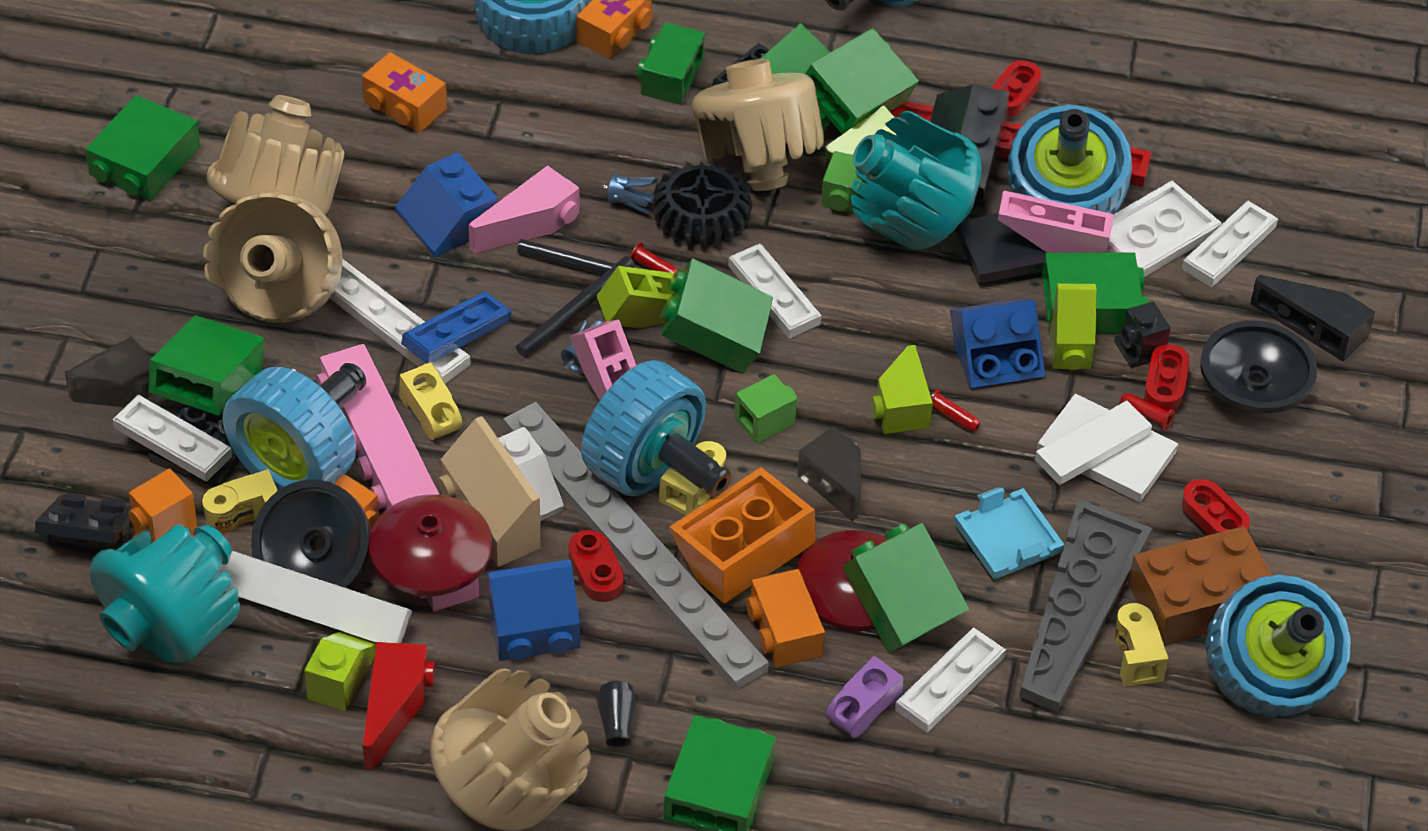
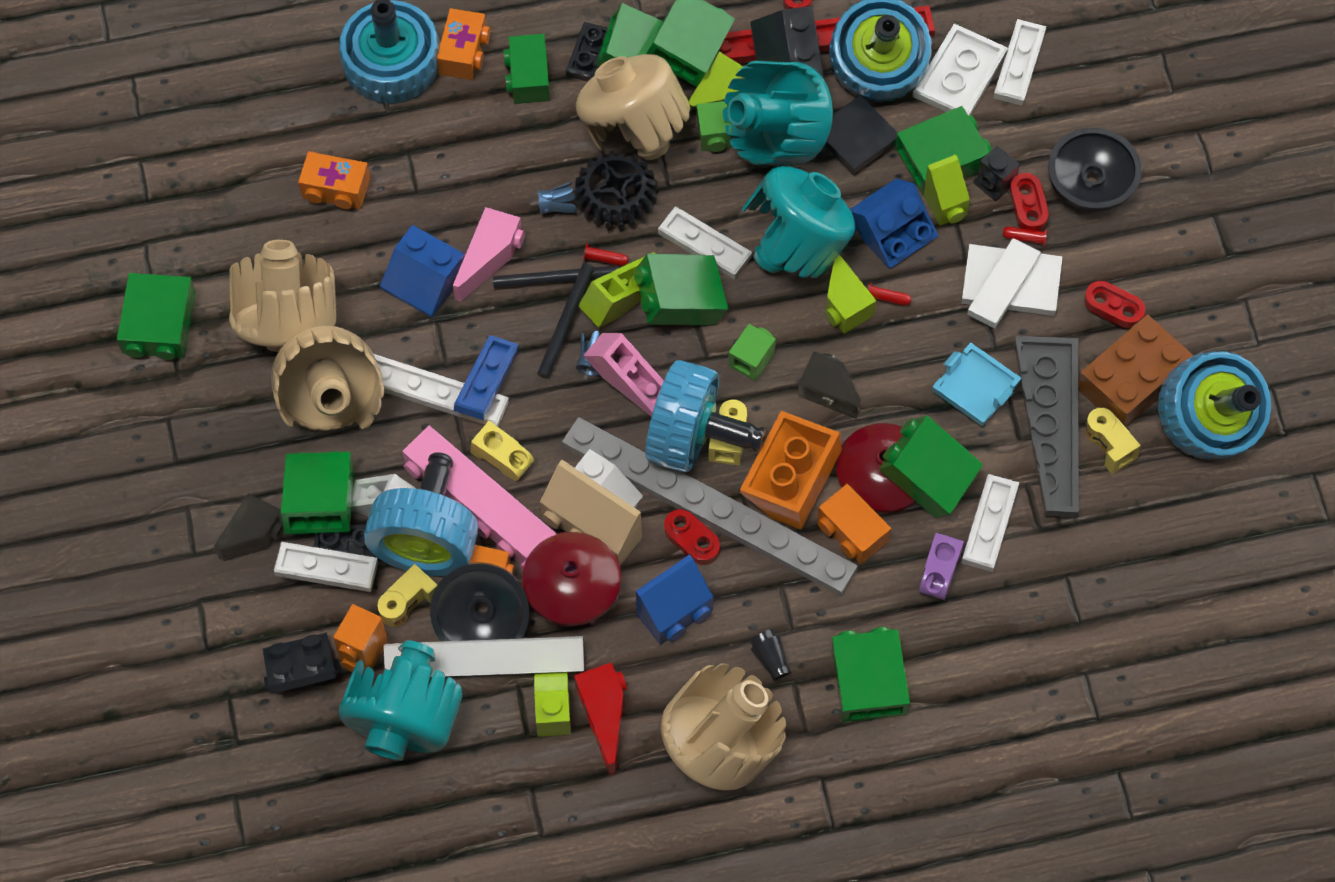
camera: 20 degrees left, 15 degrees up
(890, 296) = (809, 221): none -> teal piece
(1056, 225) = (895, 106): bright pink slope -> none
(1316, 313) = (1114, 102): black slope -> none

